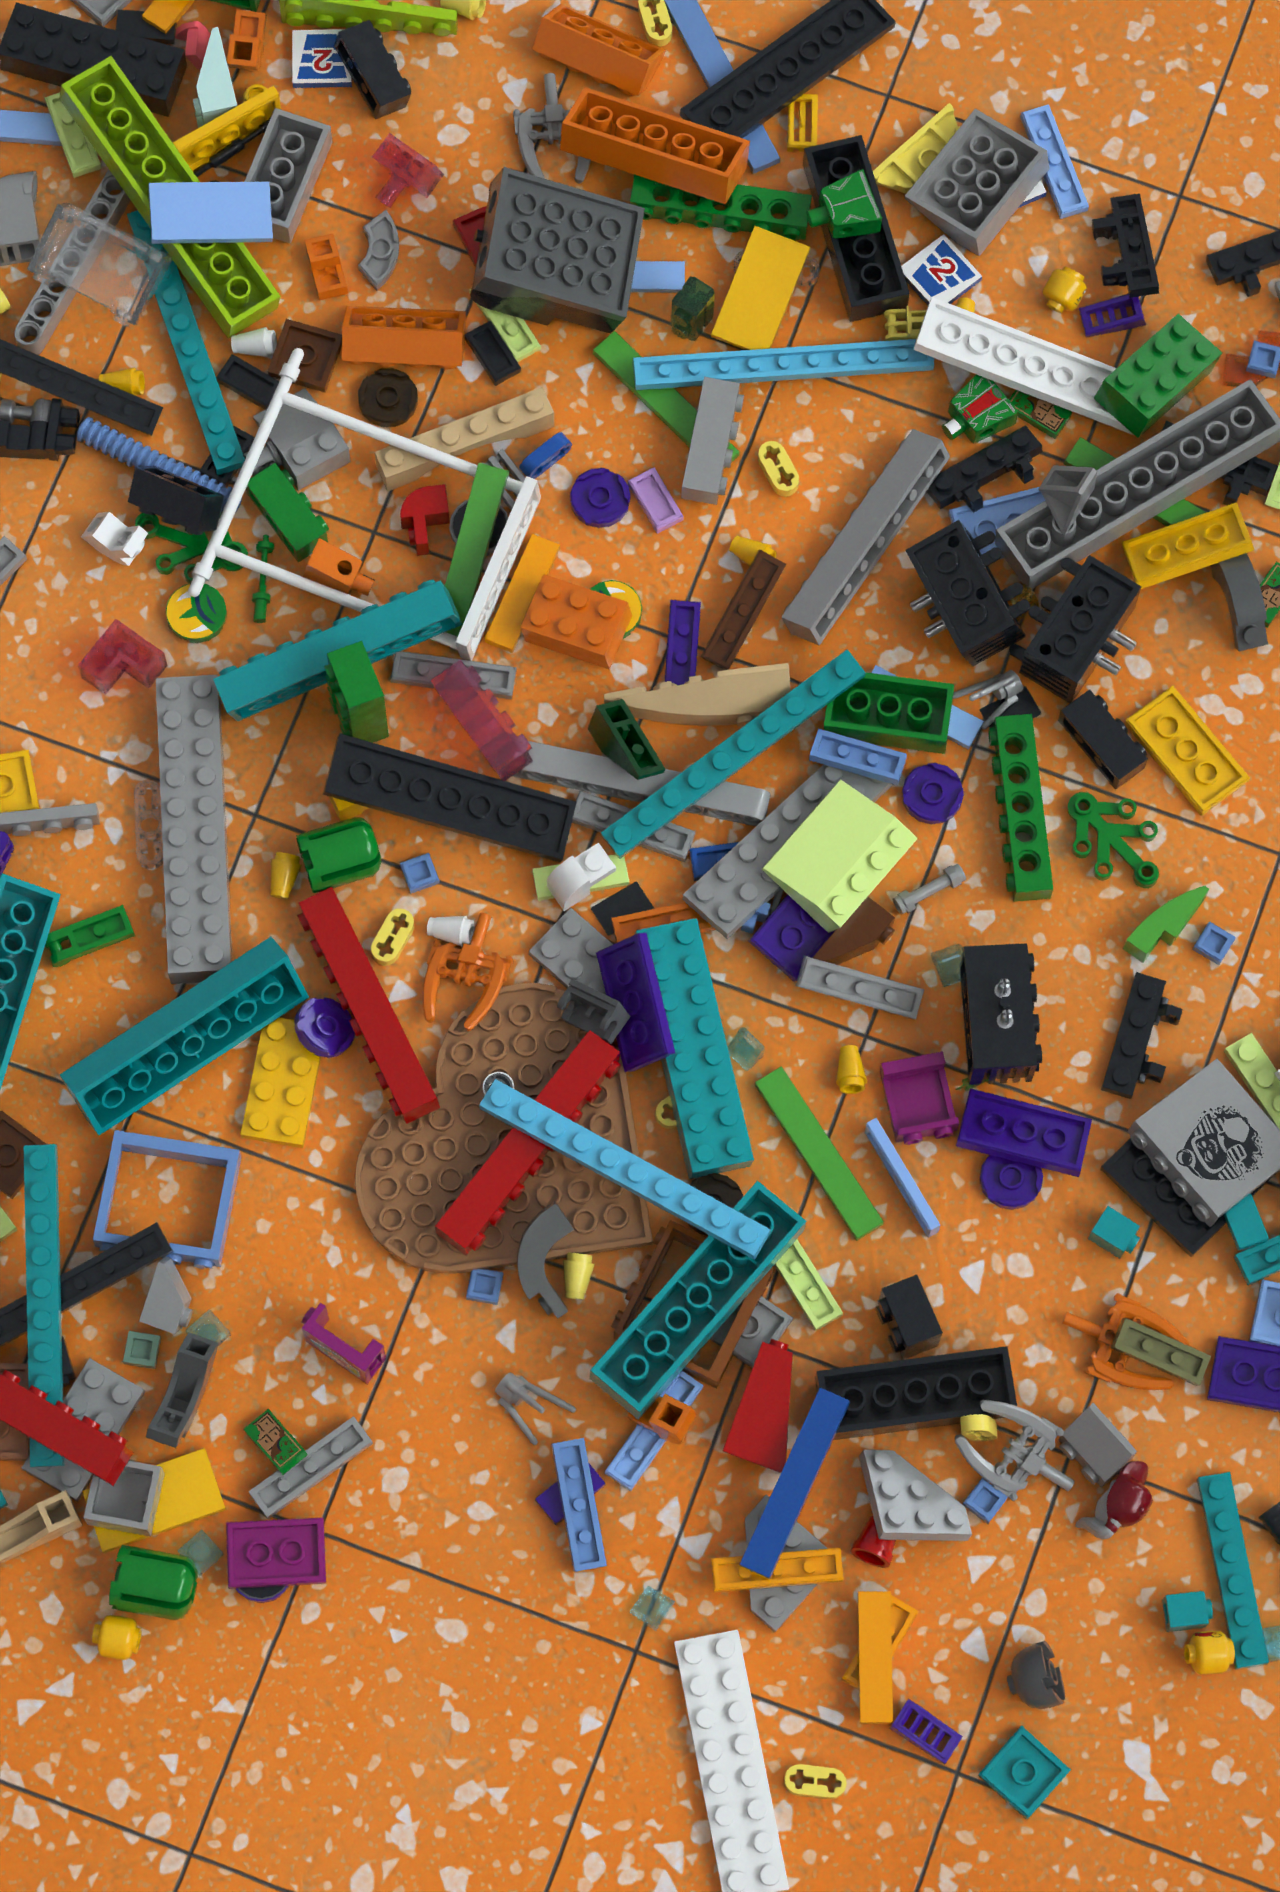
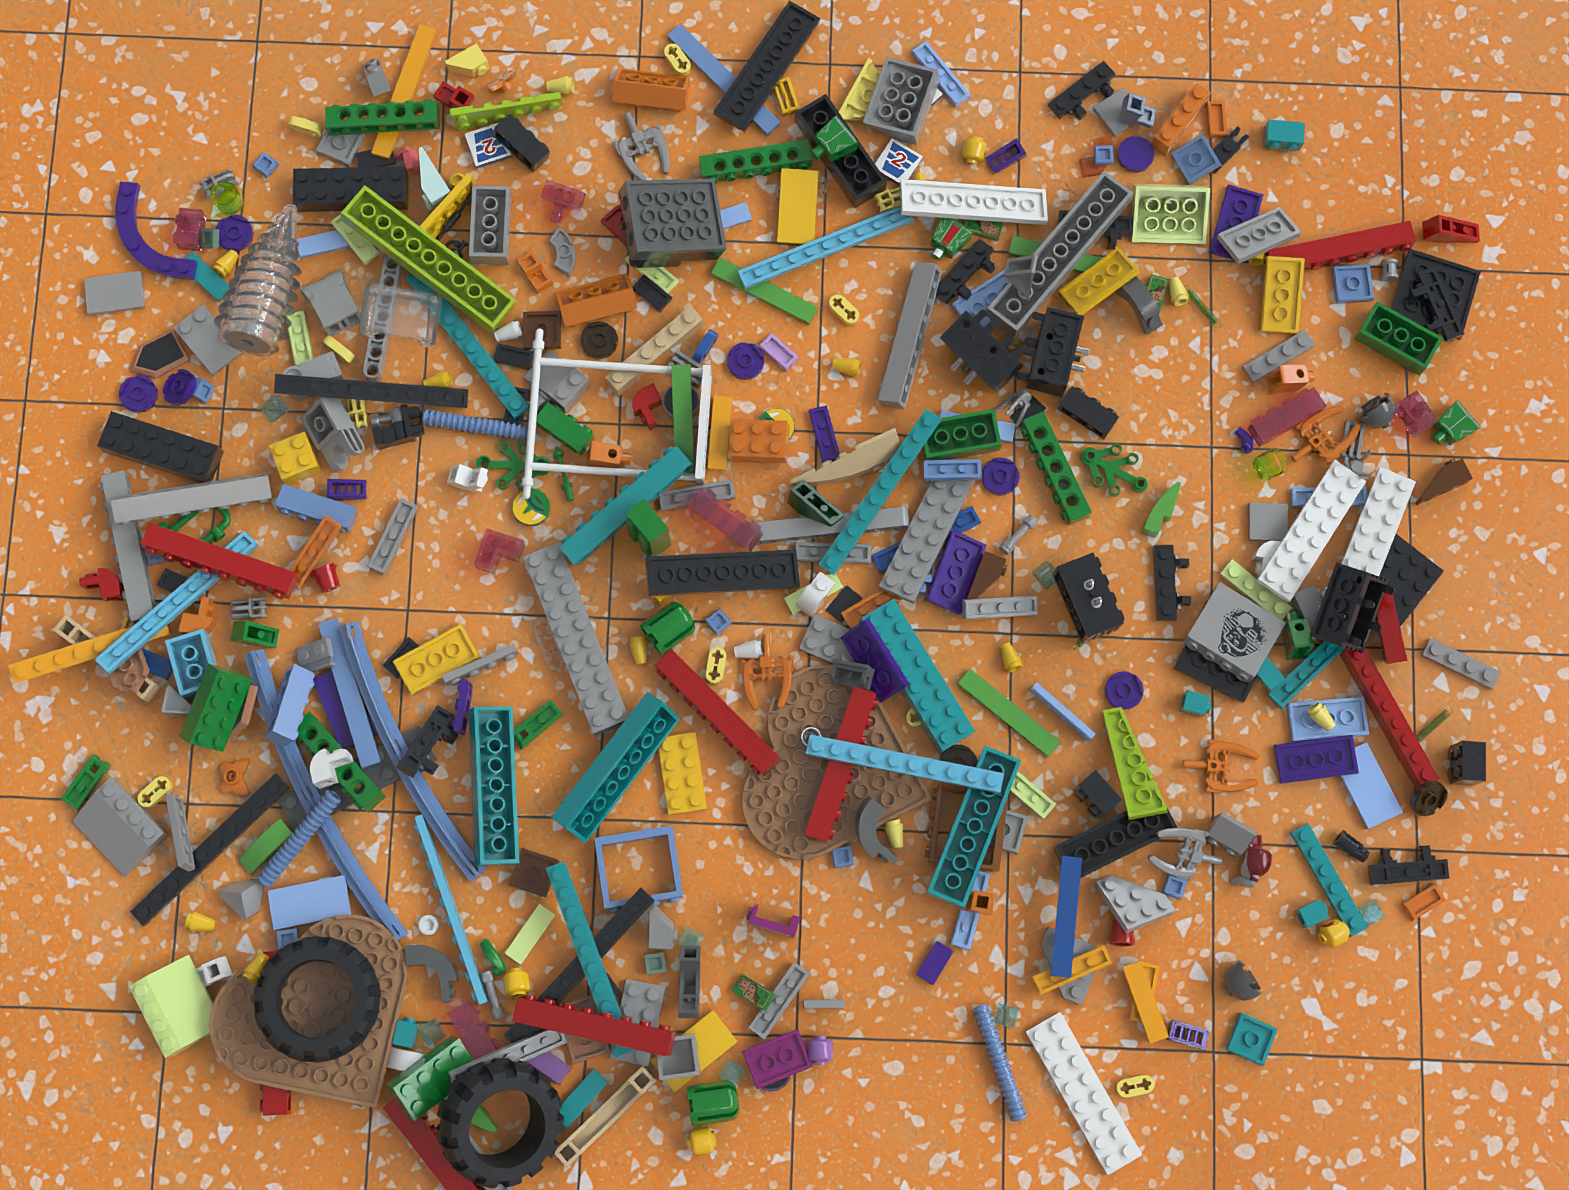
camera: 20 degrees left, 5 degrees up
(175, 499) = (496, 444): black brick -> none
(210, 212) = (457, 262): light blue tile -> none
(246, 42) = (440, 148): orange brick -> none
(324, 1027) = (695, 734): dark purple tile -> none
(346, 1562) = (820, 1050): none -> medium lavender head
(376, 1495) = (823, 1004): none -> light grey tile
(515, 1391) = (881, 915): light grey plant -> none
(578, 1504) = (943, 970): medium blue plate -> none
(617, 1674) = (1000, 1063): none -> medium blue piece
(654, 145) = (706, 138): orange brick -> none
(692, 309) = (762, 230): clear green brick -> none
(710, 441) = (800, 306): light grey brick -> none
(743, 610) = (854, 402): reddish brown tile -> none
(745, 1049) = (945, 665): clear light blue slope -> none
(763, 1413) = (1031, 877): red slope -> none
(839, 855) = (962, 533): yellowish green slope -> none
(918, 1098) = (1055, 661): magenta panel -> none
(977, 1311) = (1135, 779): none -> lime wing
(978, 1427) = (1158, 846): light yellow beam -> none
(1024, 1132) = (1123, 661): dark purple tile -> none
(1137, 263) = (1011, 122): black hinge -> none
(1157, 375) = (1047, 185): green brick -> none
(1160, 1351) = (1246, 766): olive plate -> none
(1187, 750) = (1137, 403): yellow tile -> none
(1214, 943) = (1192, 512): medium blue tile -> none

